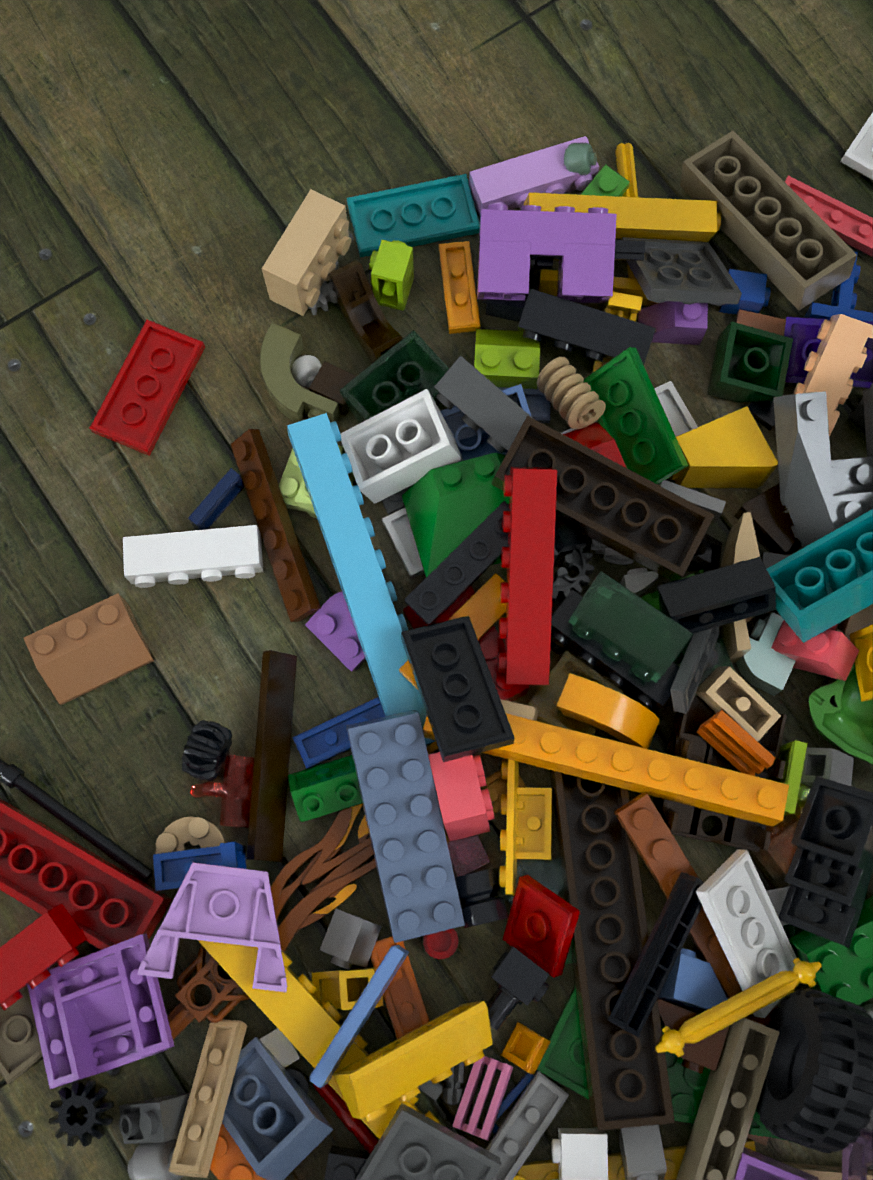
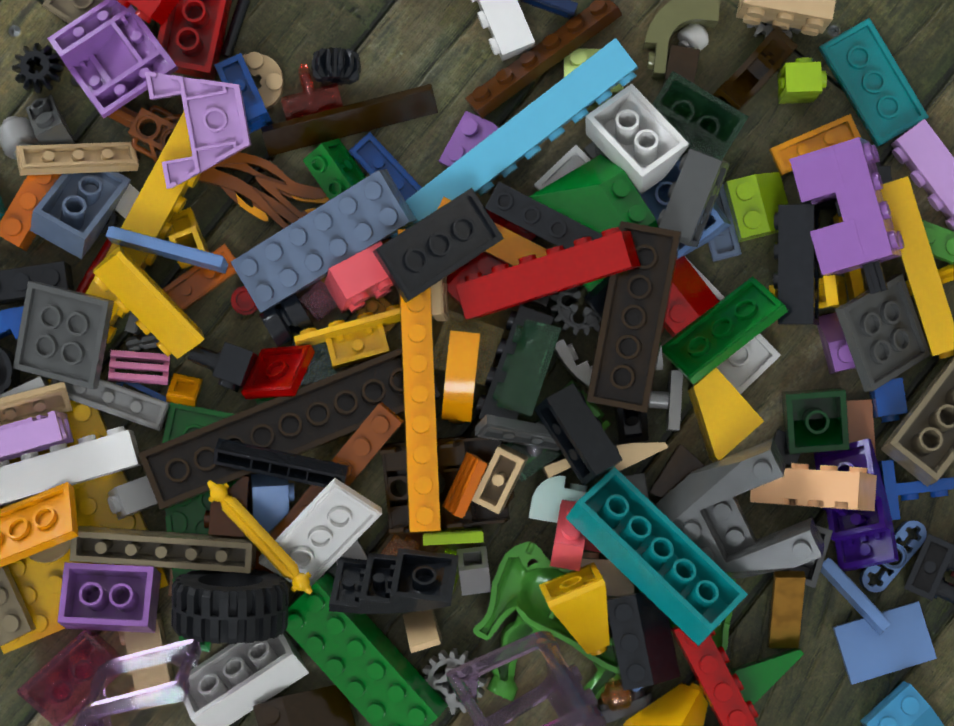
camera: 75 degrees right, 10 degrees up
(350, 939) = (224, 228): light grey brick -> none
(569, 394) = (734, 267): tan piece -> none

